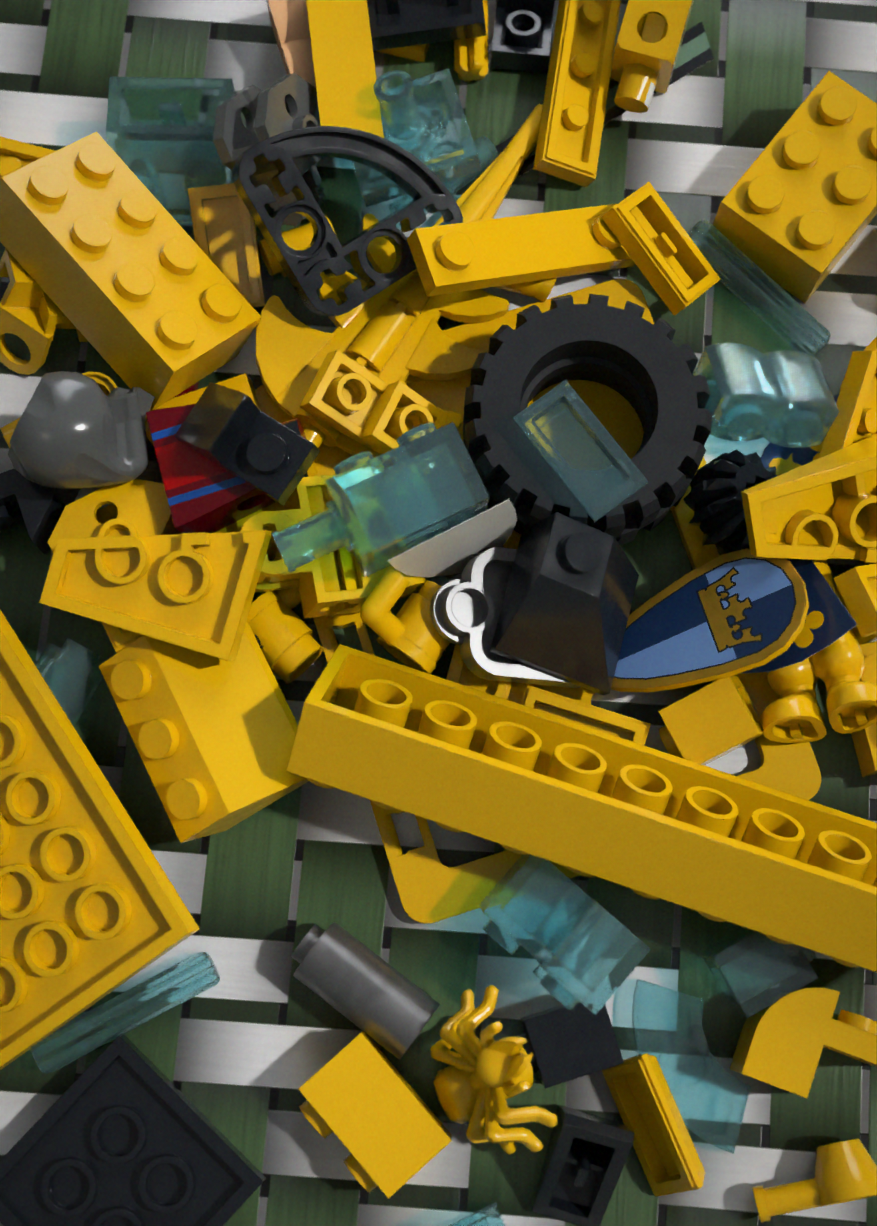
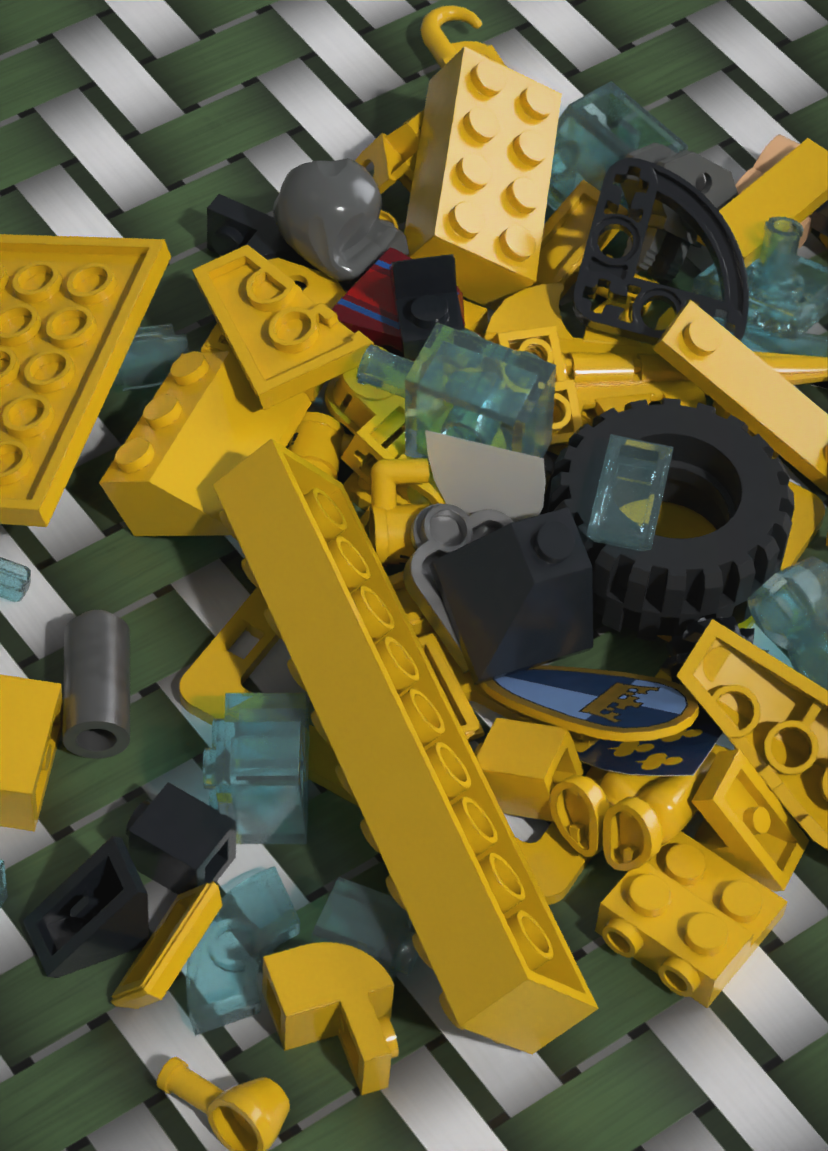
camera: 45 degrees right, 25 degrees down
(485, 1077) = (106, 788): yellow animal -> none

